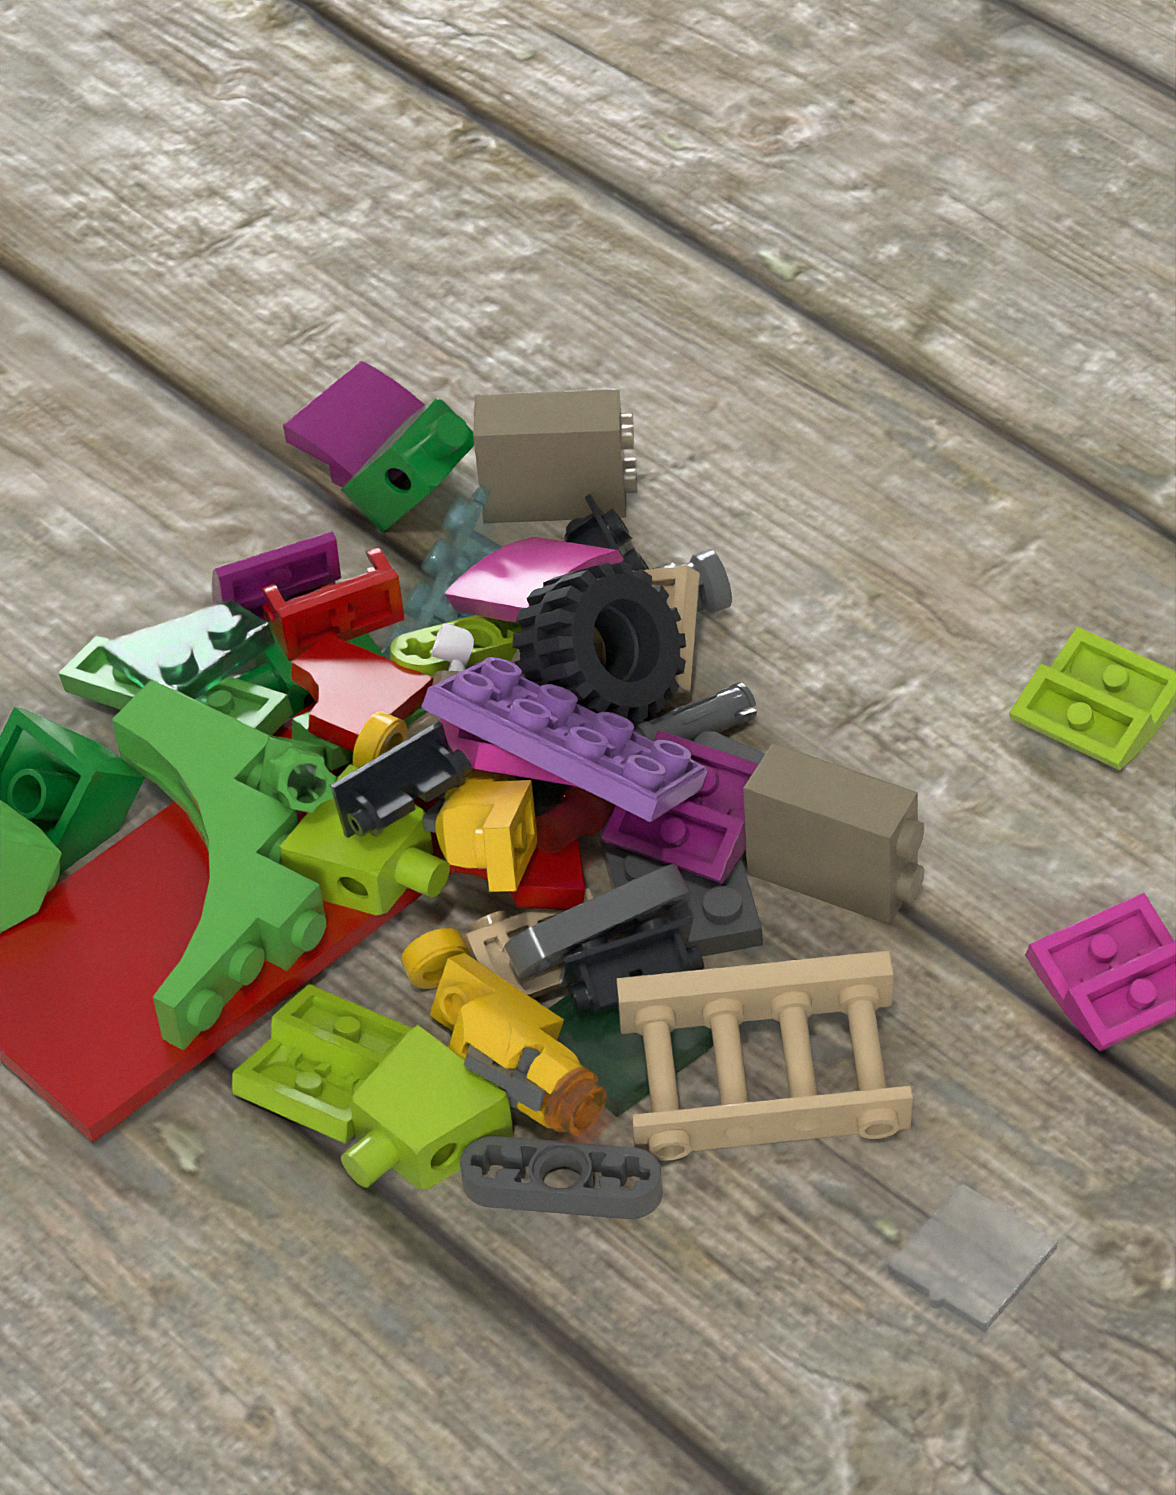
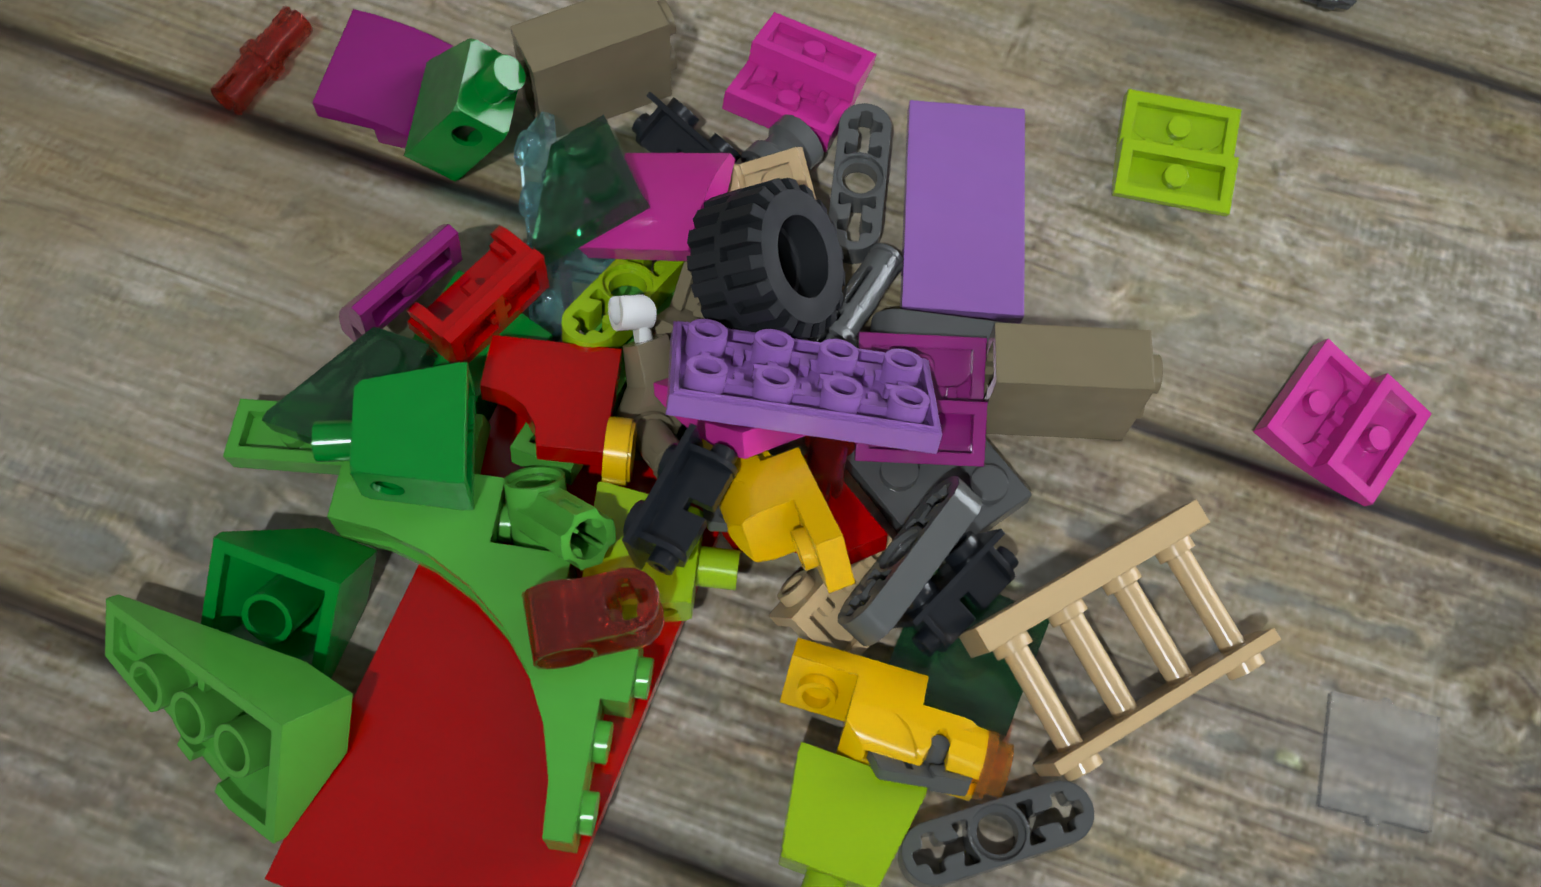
camera: 35 degrees left, 20 degrees up
(208, 673) = (408, 437): none -> green torso
(263, 385) = (262, 60): none -> clear red pin
(275, 842) = (584, 618): none -> clear red piece
(317, 1060) = (712, 798): lime slope -> none
(428, 954) = (762, 644): yellow tile -> none
(476, 548) = (585, 190): none -> clear green wing
(757, 533) = (800, 75): none -> dark pink slope
(762, 611) = (873, 164): none -> dark grey beam
(847, 674) = (964, 211): none -> medium lavender tile

